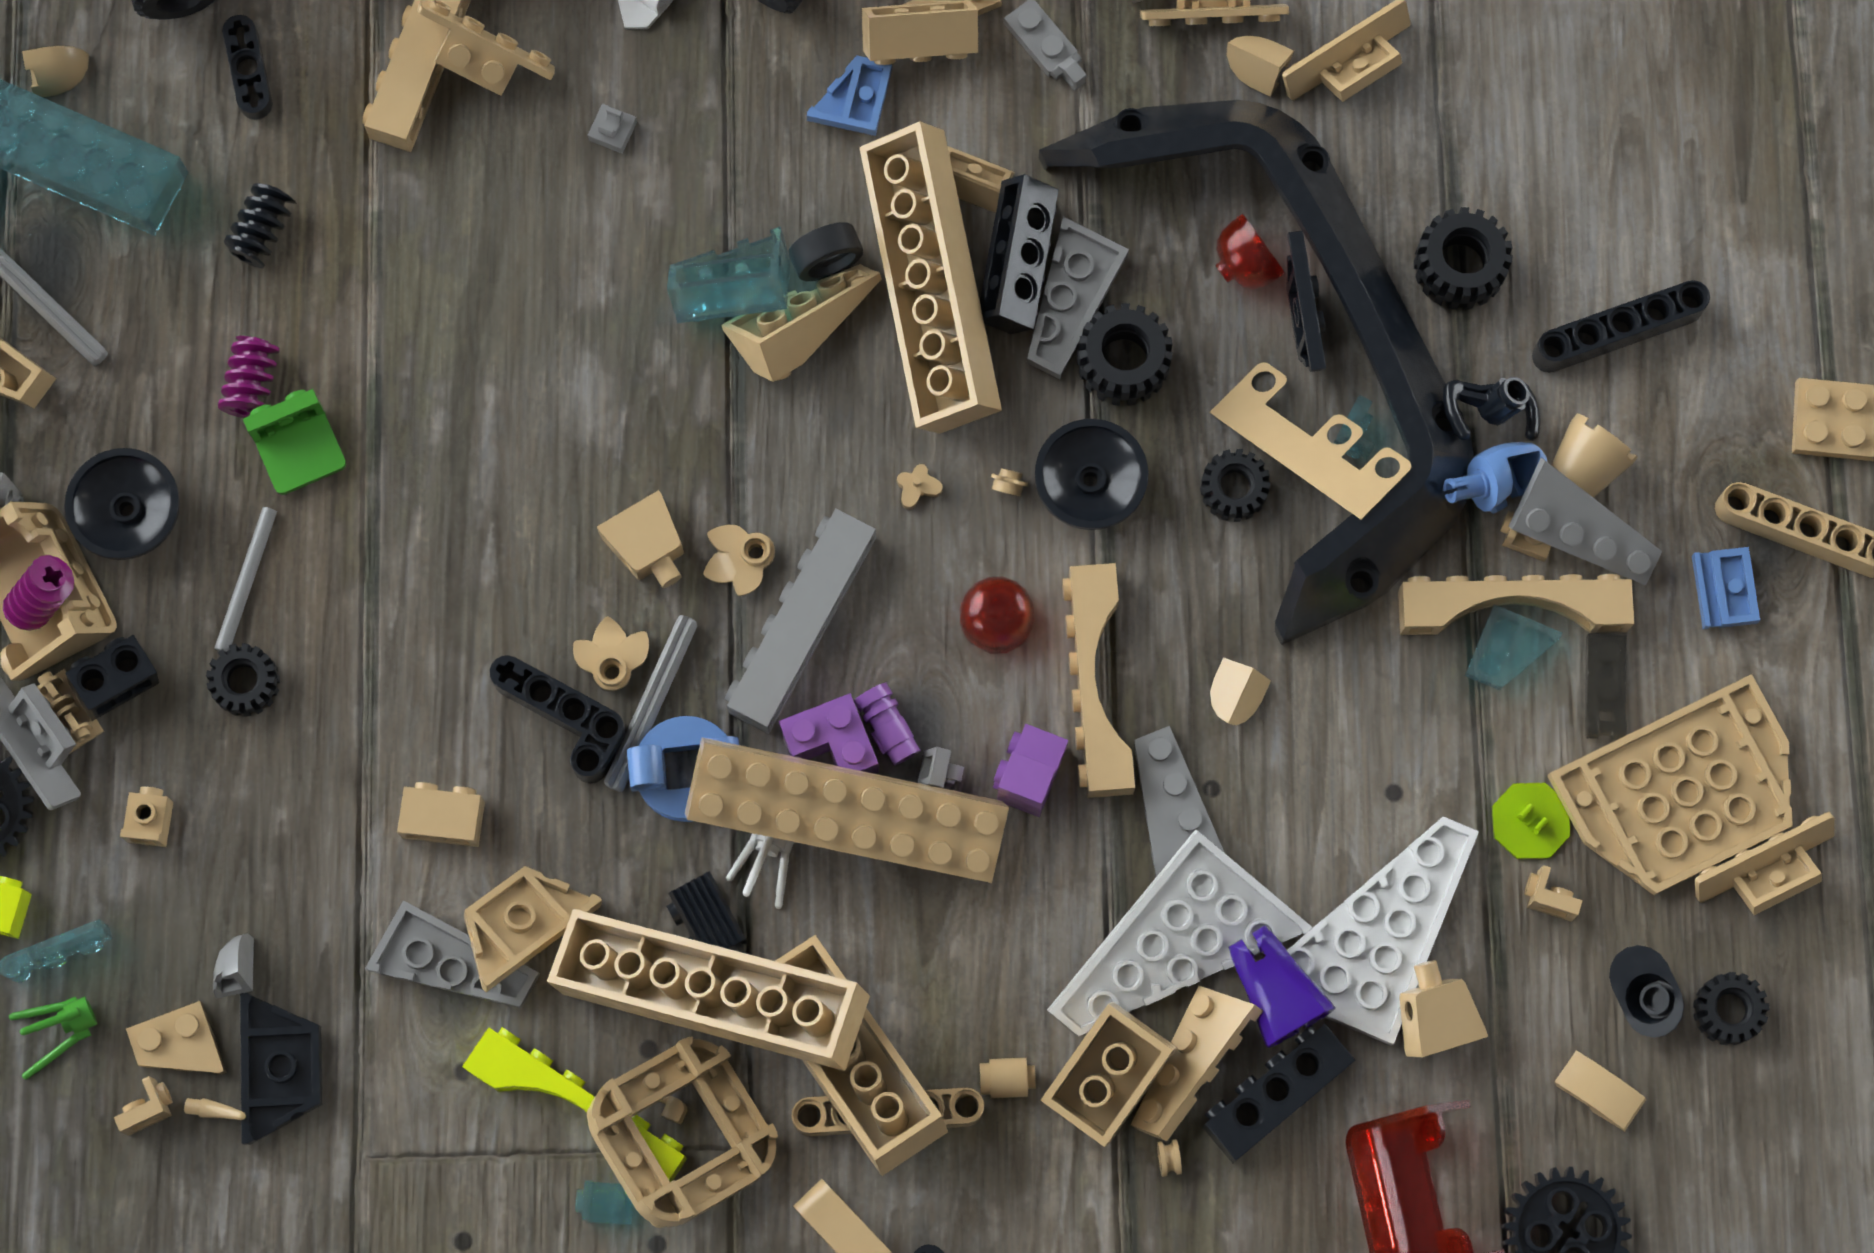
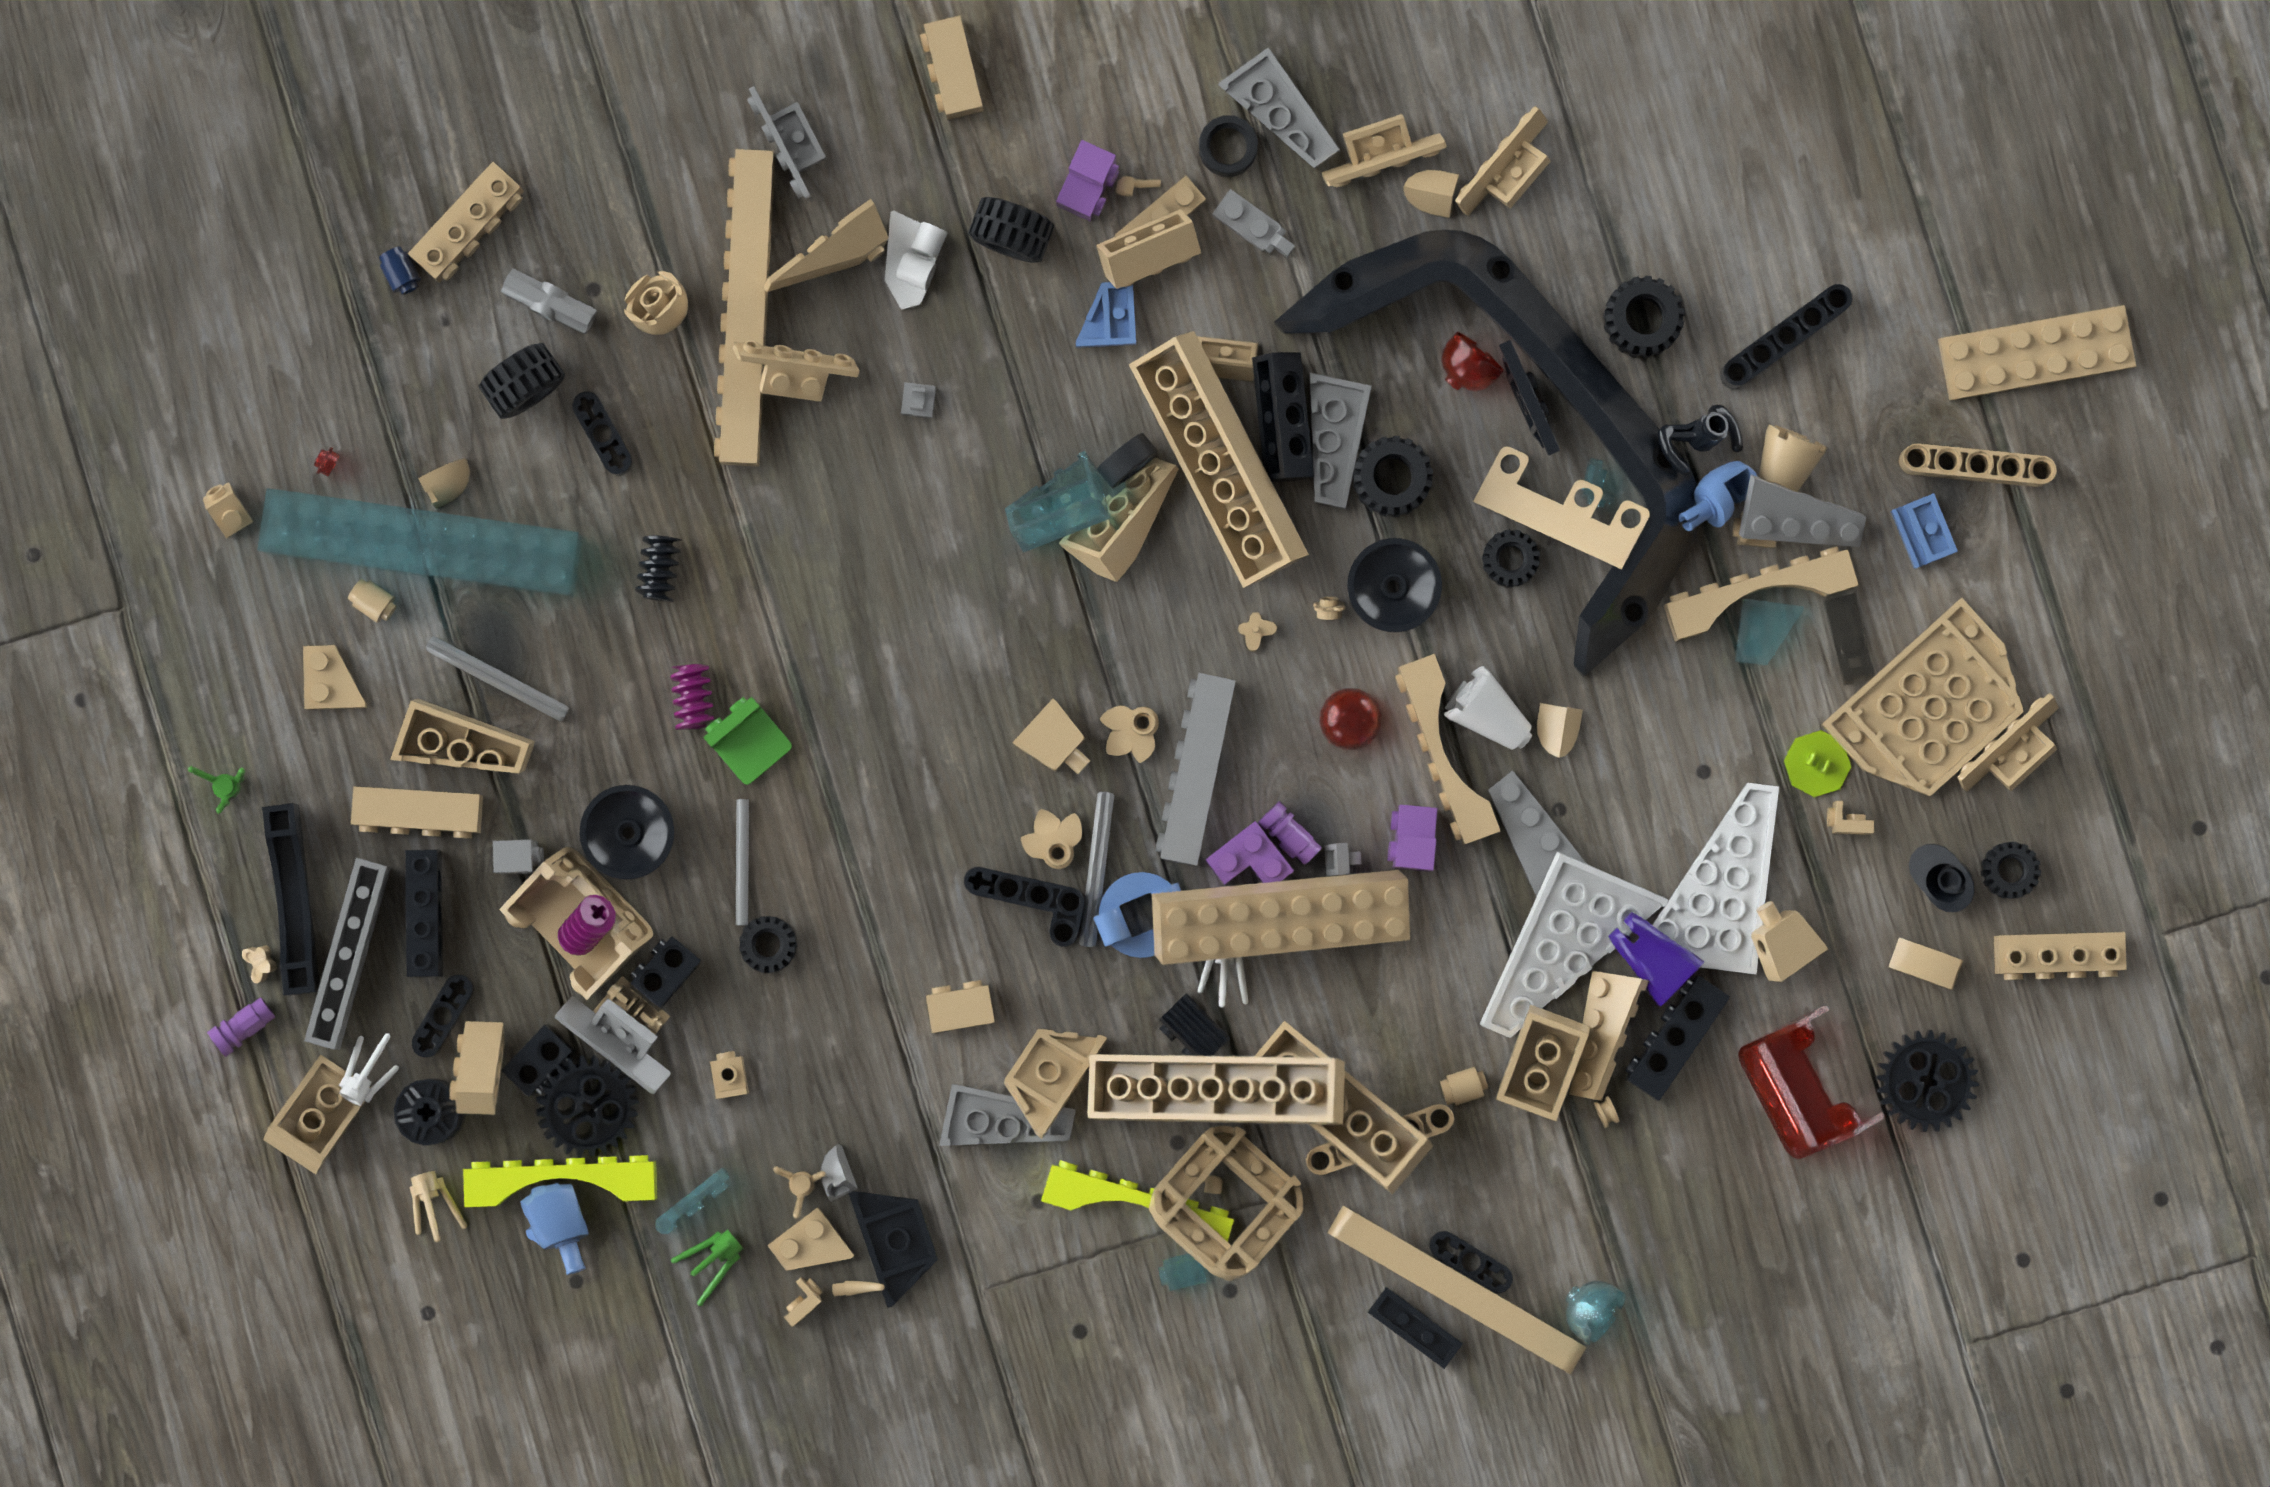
camera: 15 degrees left, 10 degrees up
(188, 966) = (800, 1184): none -> tan plant
(1161, 649) = (1488, 711): none -> white cone
(1766, 1124) = (2060, 953): none -> tan brick

